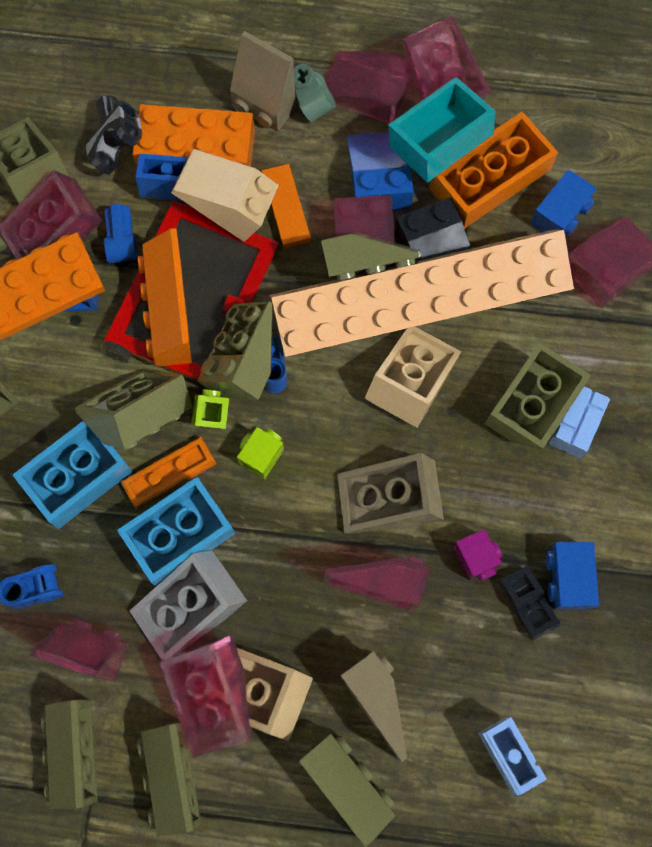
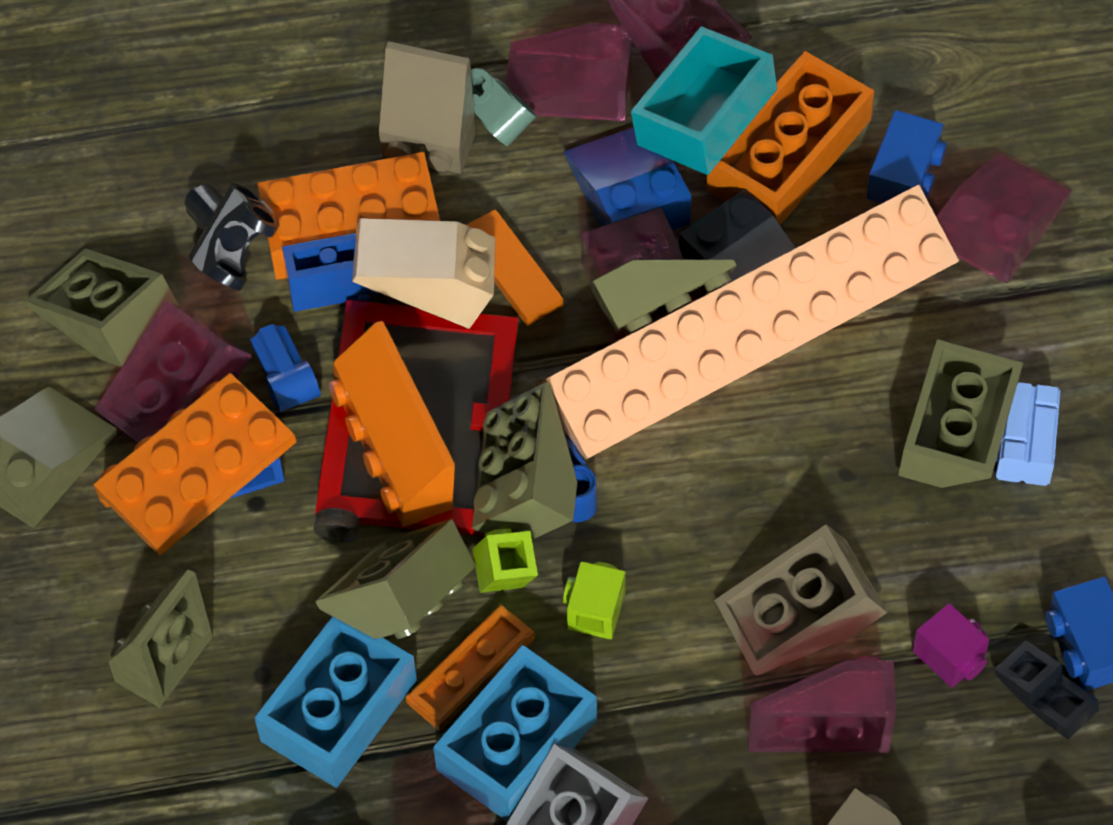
camera: 15 degrees left, 15 degrees down
(412, 375) = (774, 439): tan slope -> none

